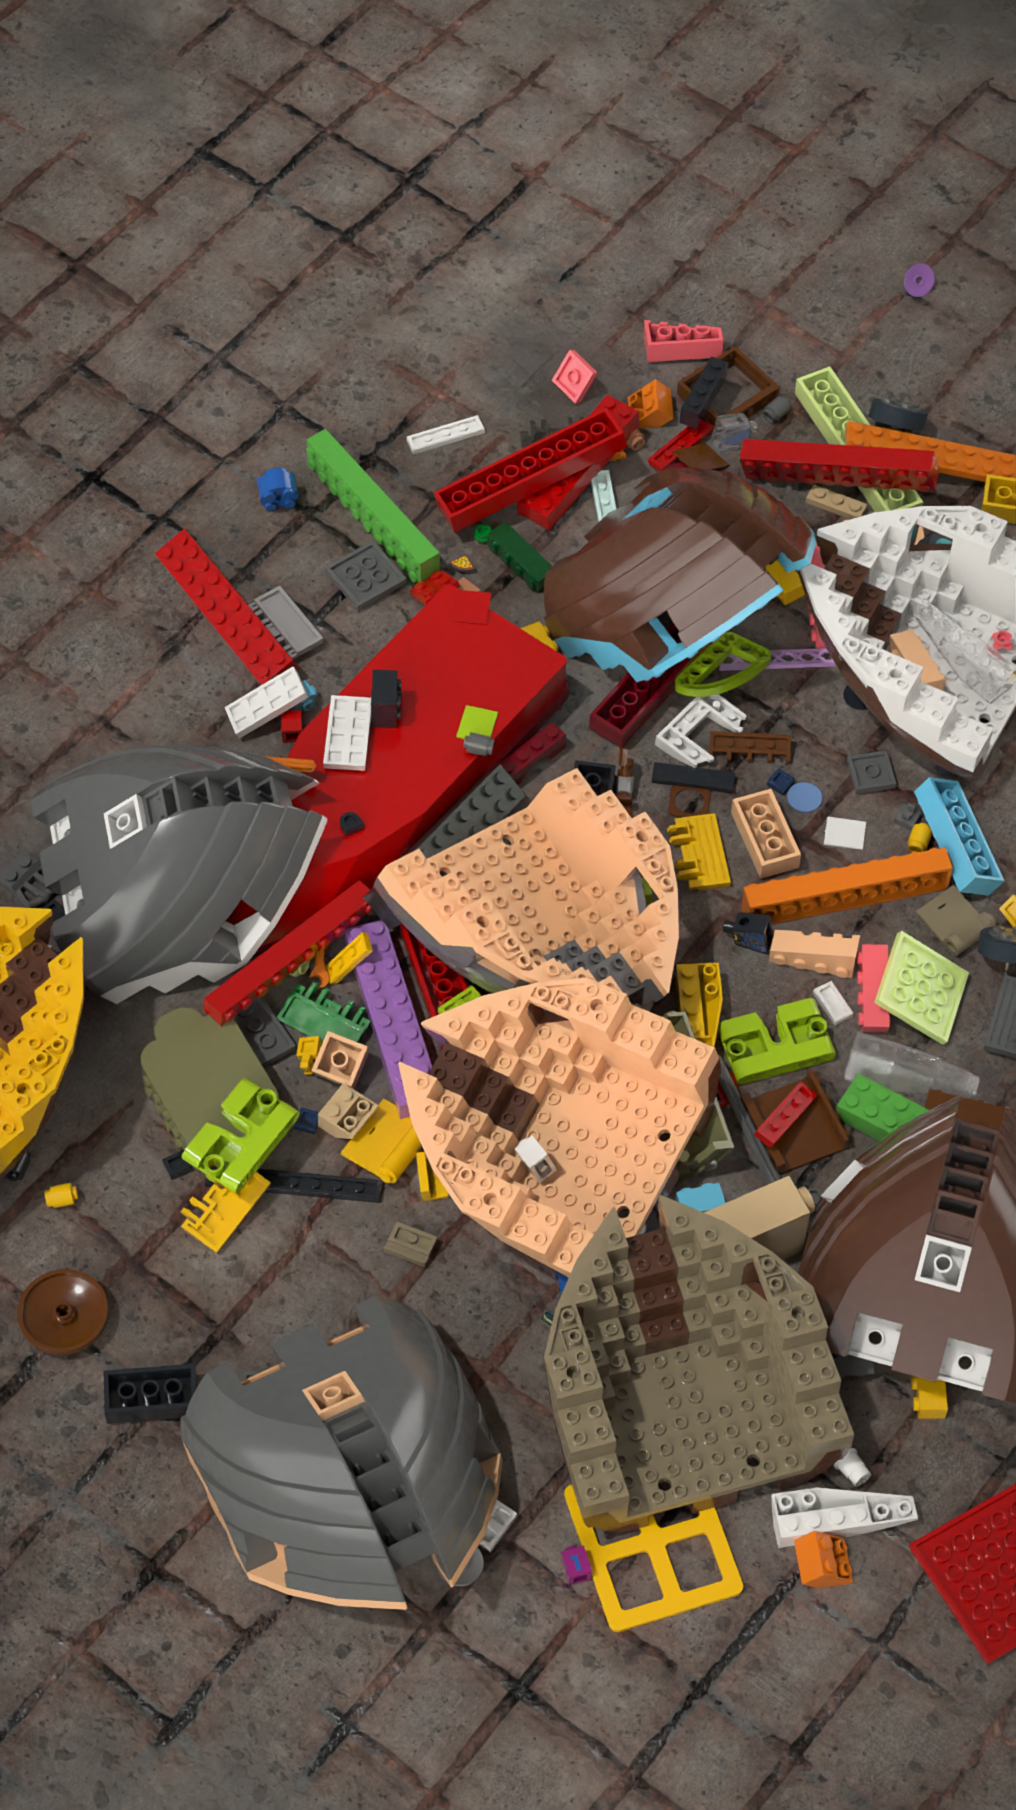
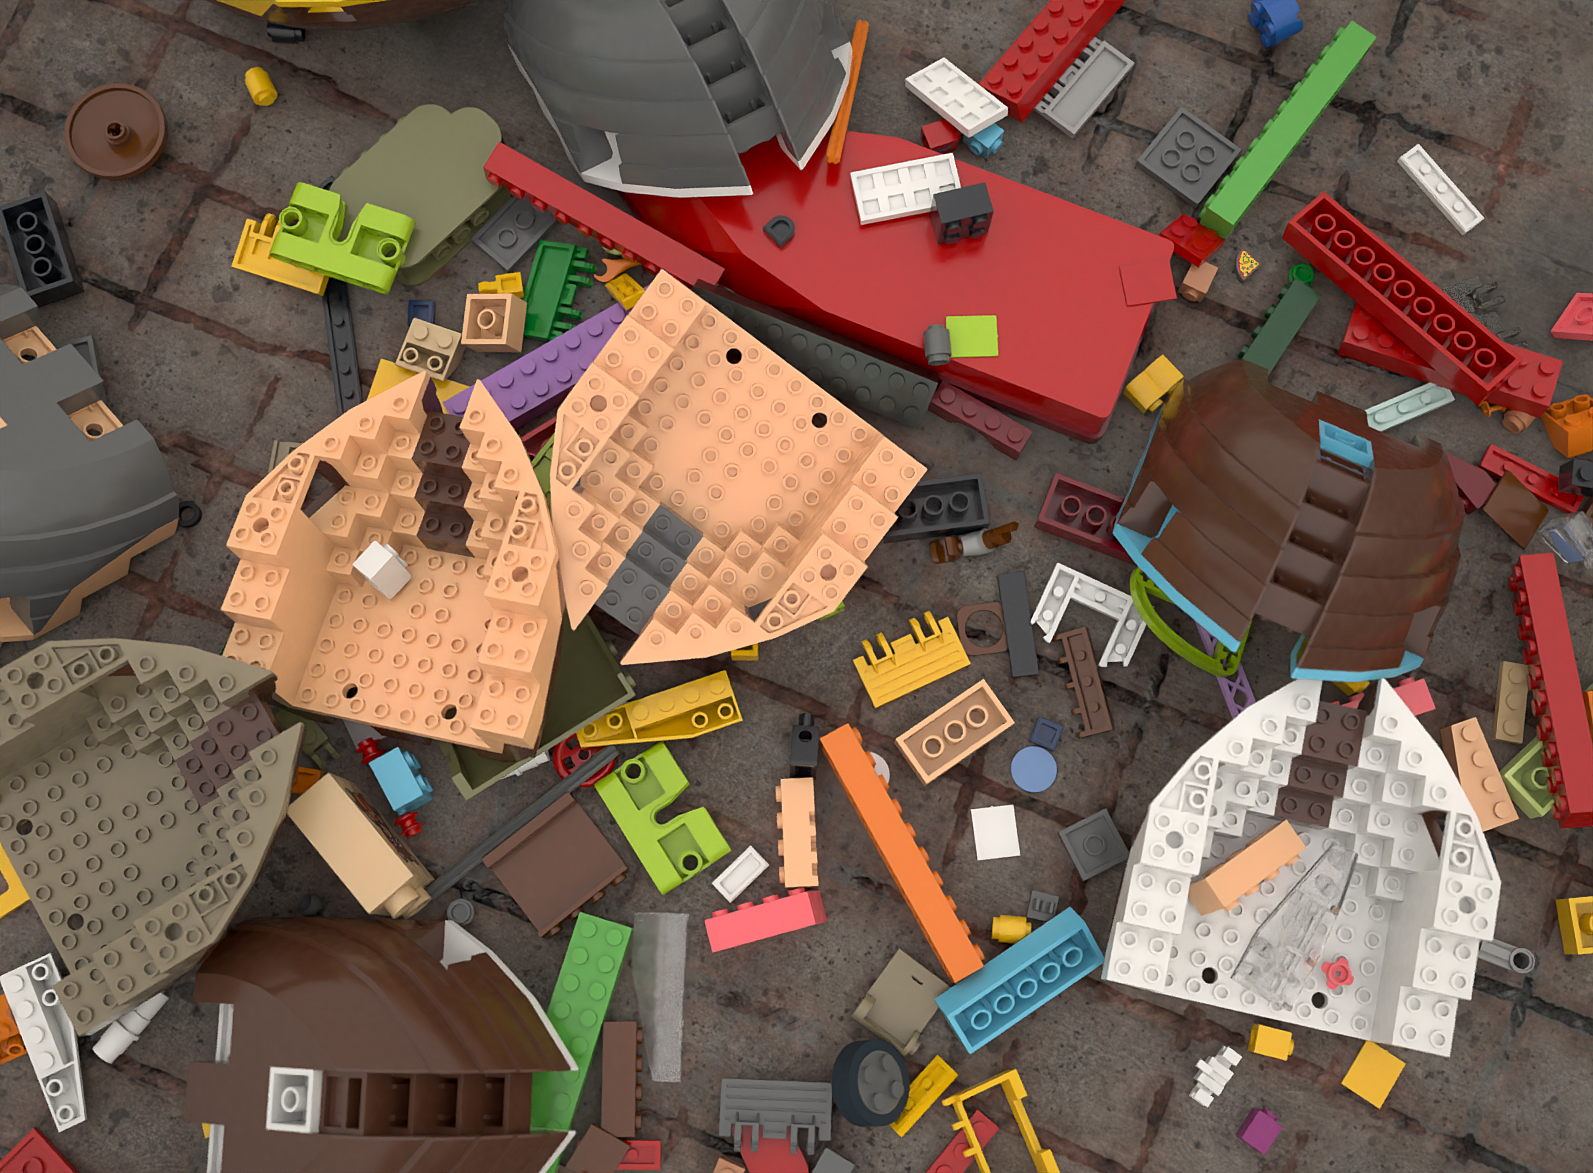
camera: 75 degrees right, 20 degrees up
(785, 1114) = (553, 852): red plate -> none
(921, 987) = (777, 980): yellowish green plate -> none

